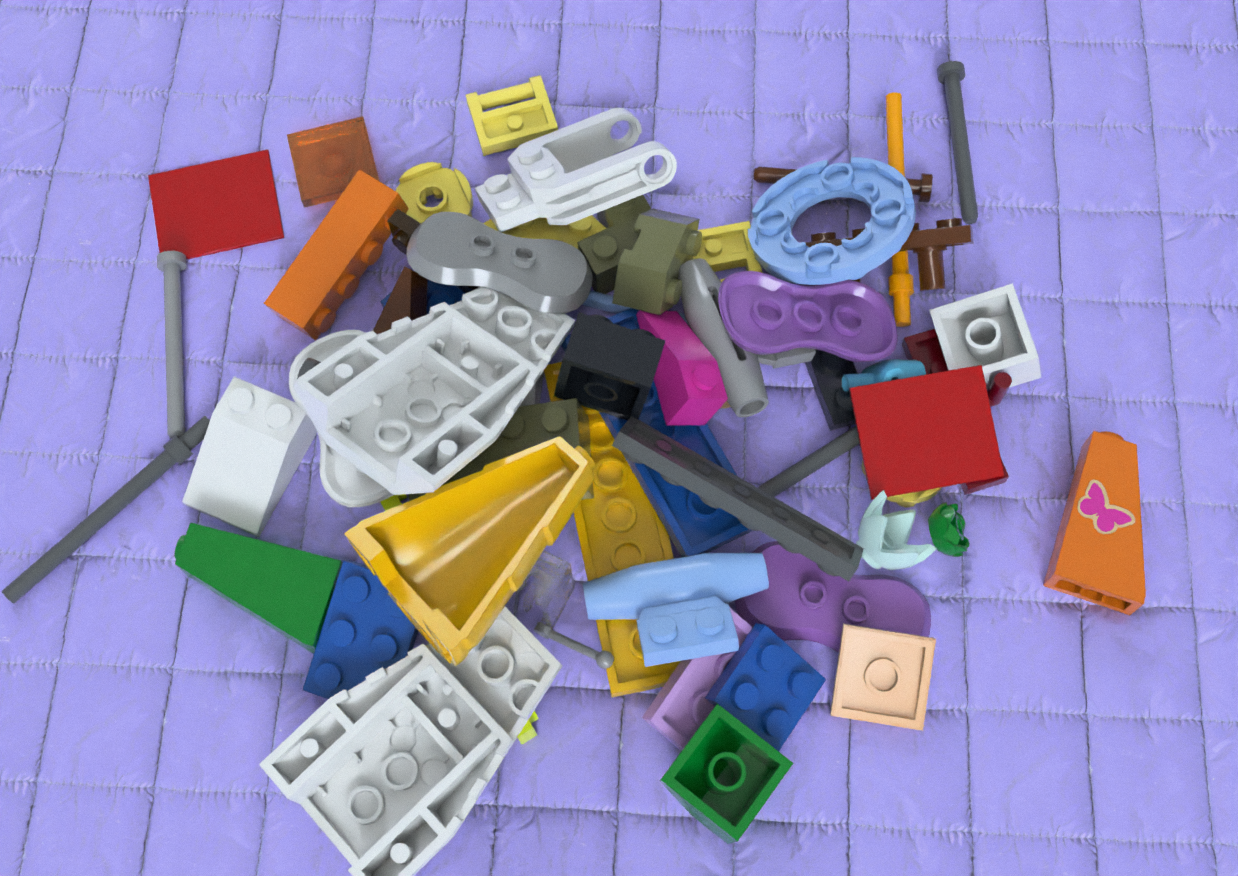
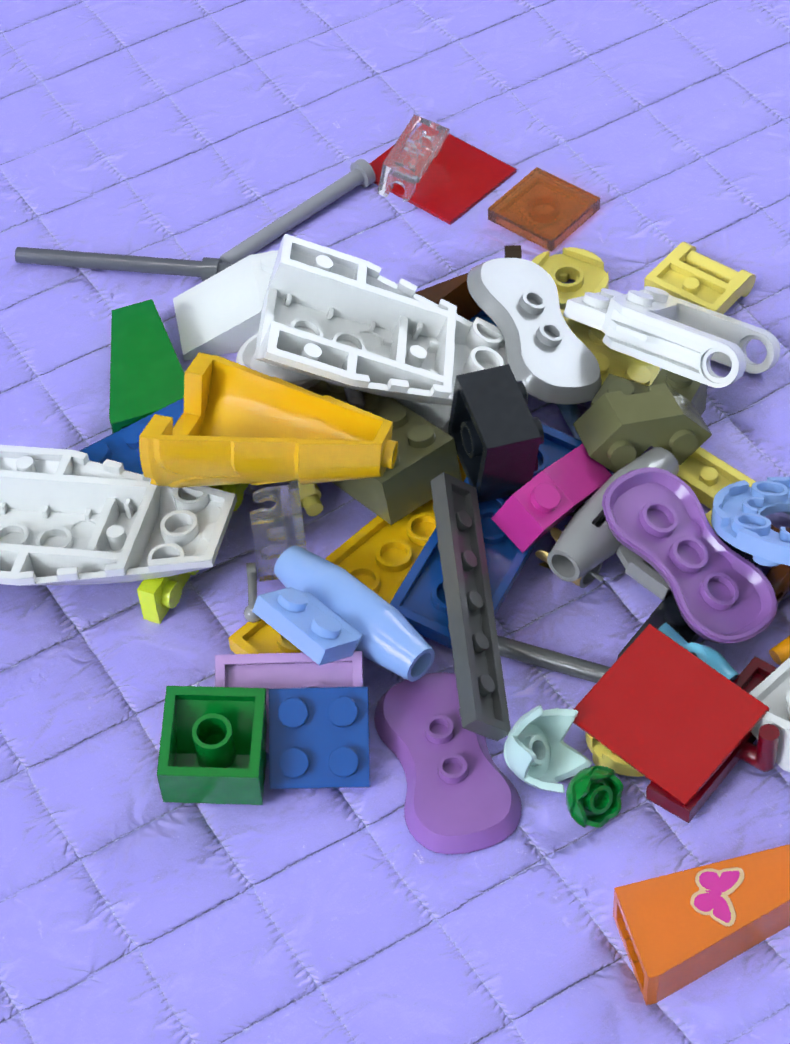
camera: 55 degrees right, 20 degrees down
(198, 213) = (411, 156): none -> clear hinge
(336, 256) = (453, 246): orange brick -> none
(882, 676) = (405, 823): light nougat tile -> none

